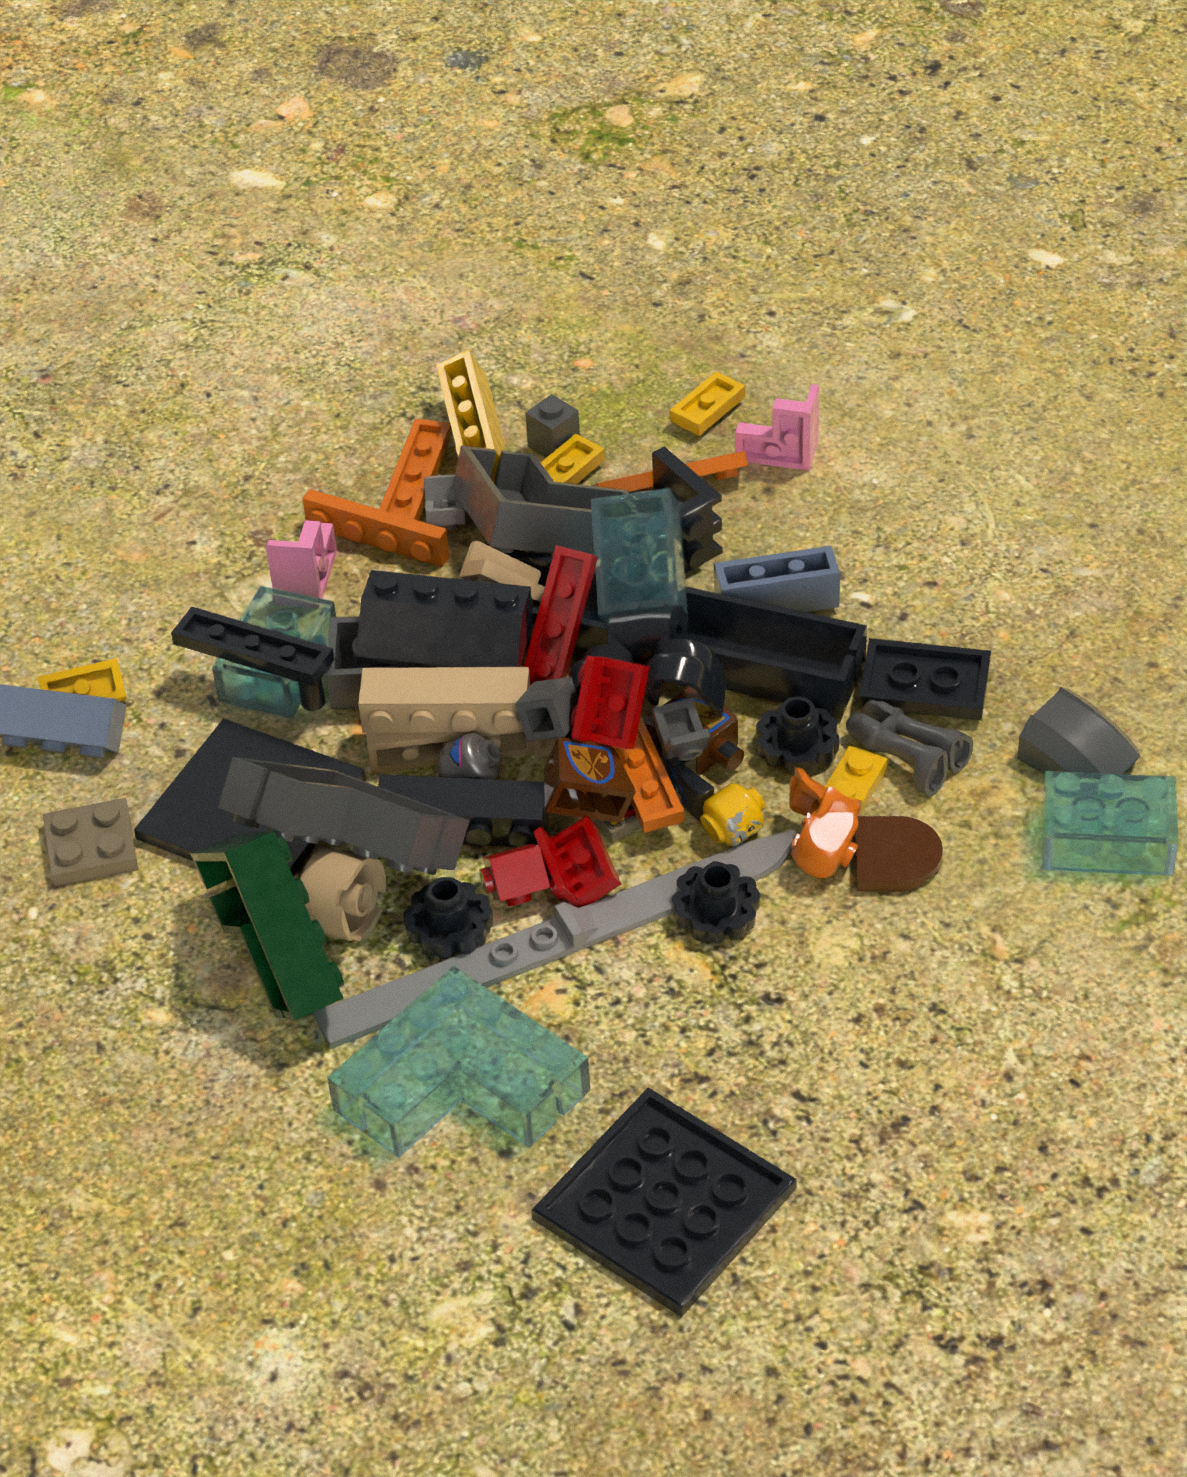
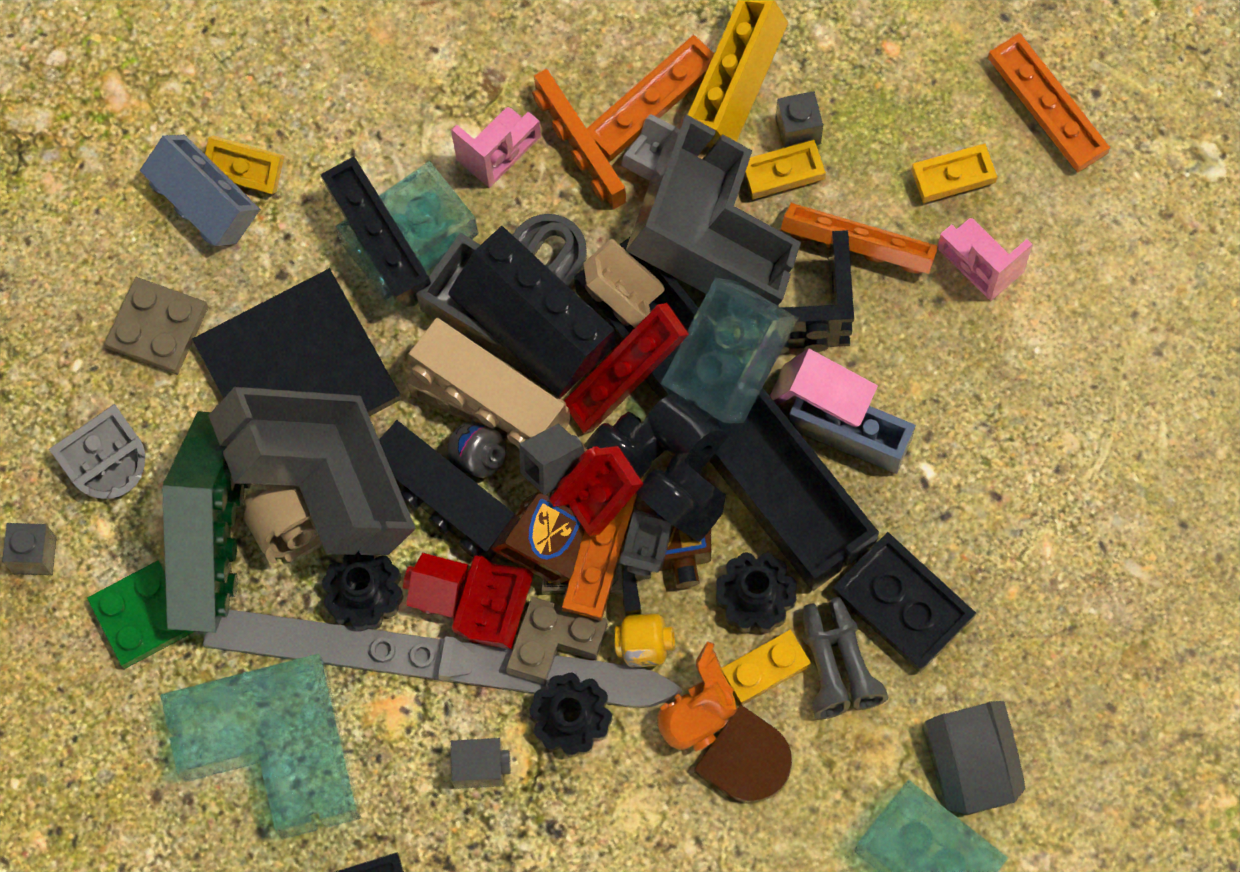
camera: 35 degrees right, 25 degrees up
(101, 1055) = (29, 549): none -> dark grey brick
(116, 955) = (102, 455): none -> light grey slope
(250, 1053) = (136, 615): none -> green plate
(644, 858) = (548, 630): none -> dark tan plate
(664, 979) = (479, 763): none -> dark grey brick
(732, 549) = (825, 387): none -> bright pink panel
(741, 328) = (1048, 102): none -> orange plate

